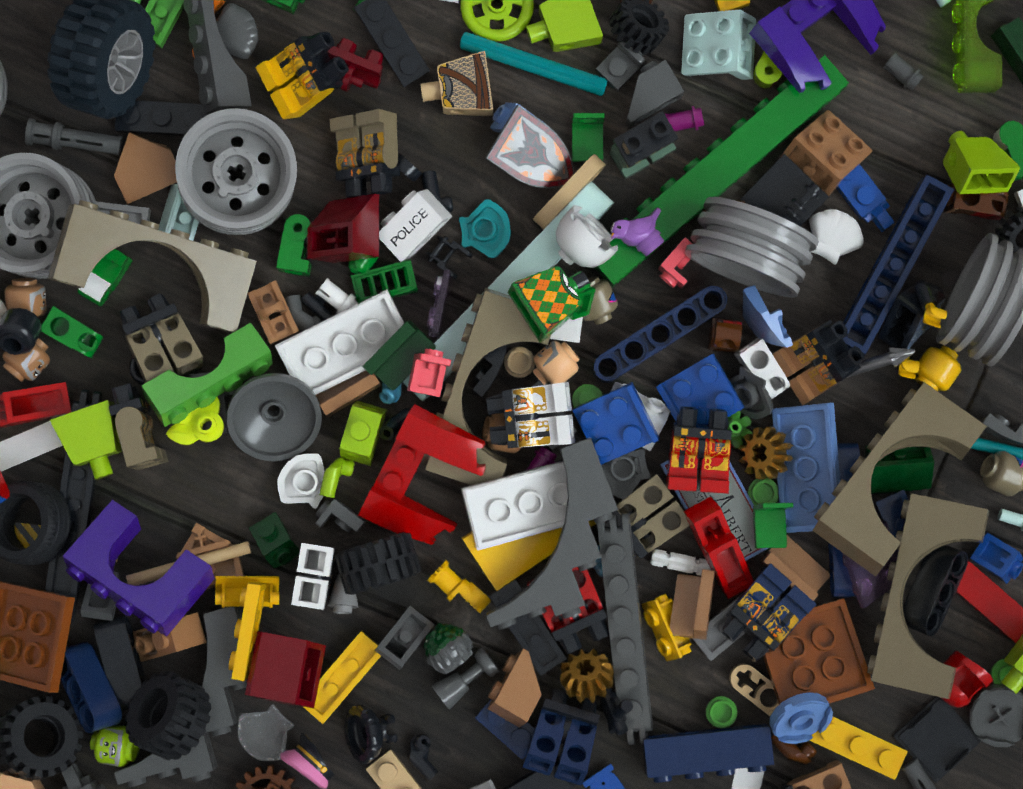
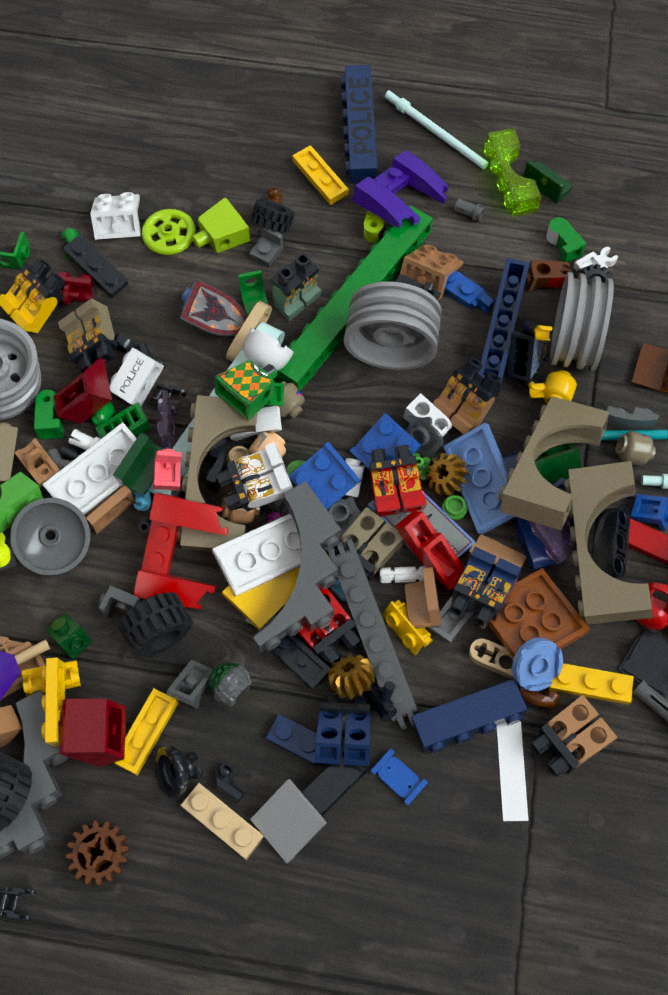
camera: 10 degrees left, 20 degrees down
(264, 733) = (87, 797): clear animal -> none
(301, 480) = (84, 583): white animal -> none
(308, 762) = (129, 808): piece -> none
(315, 576) = (102, 643): white hips -> none
(332, 475) = (108, 570): lime arm -> none
(341, 602) = (133, 667): light grey cone -> none
(362, 432) = (124, 531): lime torso -> none
(452, 584) = (225, 634): yellow connector -> none
(455, 685) = (243, 714): dark grey piece -> none
(462, 87) = (154, 284): torso -> none
(486, 229) = (193, 373): teal animal -> none
(518, 692) = (296, 705): medium nougat slope -> none
(534, 64) = (203, 261): teal axle -> none
(639, 232) = (307, 339): medium lavender animal -> none
(653, 91) = (293, 246): dark grey slope -> none
(670, 323) = (344, 402): dark blue beam -> none
(675, 259) = (339, 364): coral bracket -> none
(686, 119) = (326, 269): magenta pin -> none
(718, 44) = (333, 217): light aqua bracket -> none
(721, 712) = (470, 682): bright green plate -> none
(725, 335) = (392, 398): reddish brown leg -> none
(762, 323) = (416, 377): medium blue slope -> none
(770, 525) = (466, 522): green bracket -> none
(836, 234) = (455, 320): white animal -> none
(894, 357) = (524, 382): flat silver piece -> none
(978, 165) = (533, 248): lime torso -> none

